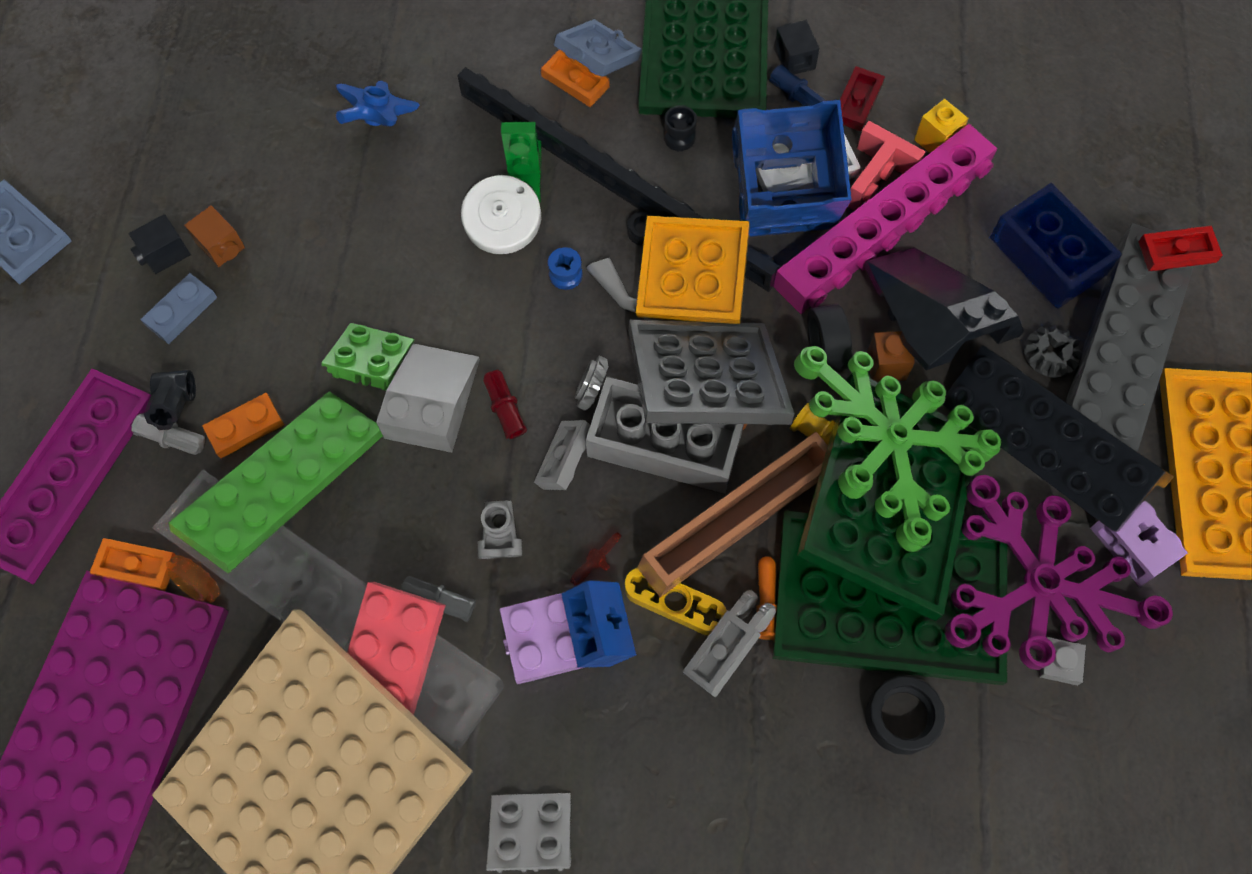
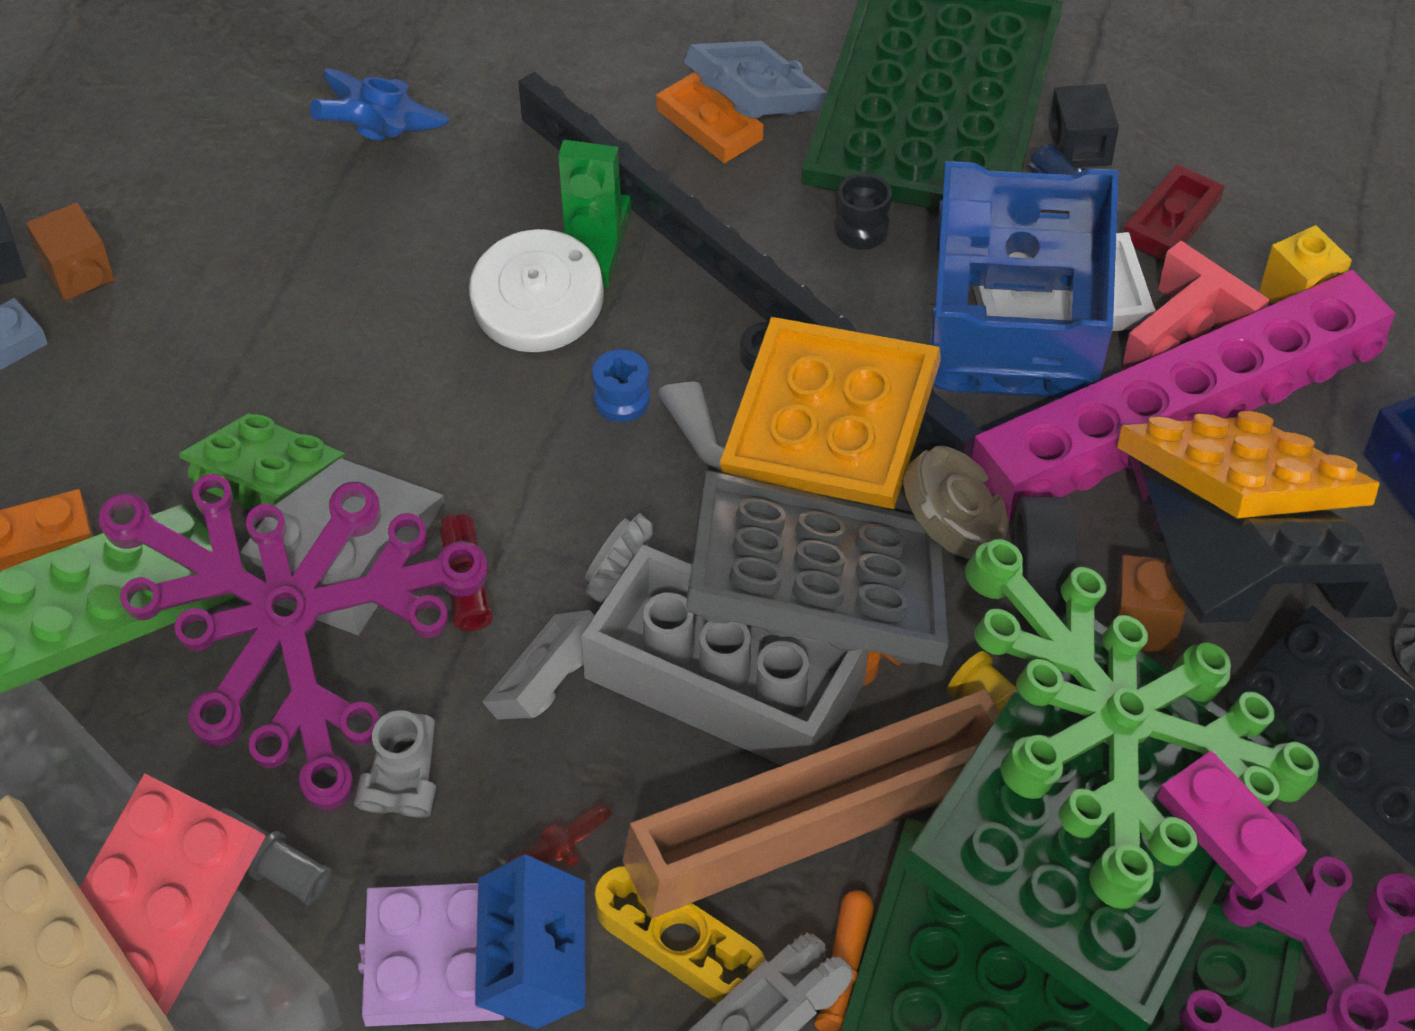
camera: 10 degrees right, 15 degrees down
(371, 440) = (222, 573): none -> magenta plant
(772, 312) = (953, 501): none -> dark tan tile
(933, 264) = (1248, 464): none -> light orange plate
(963, 488) = (1232, 824): none -> dark pink plate

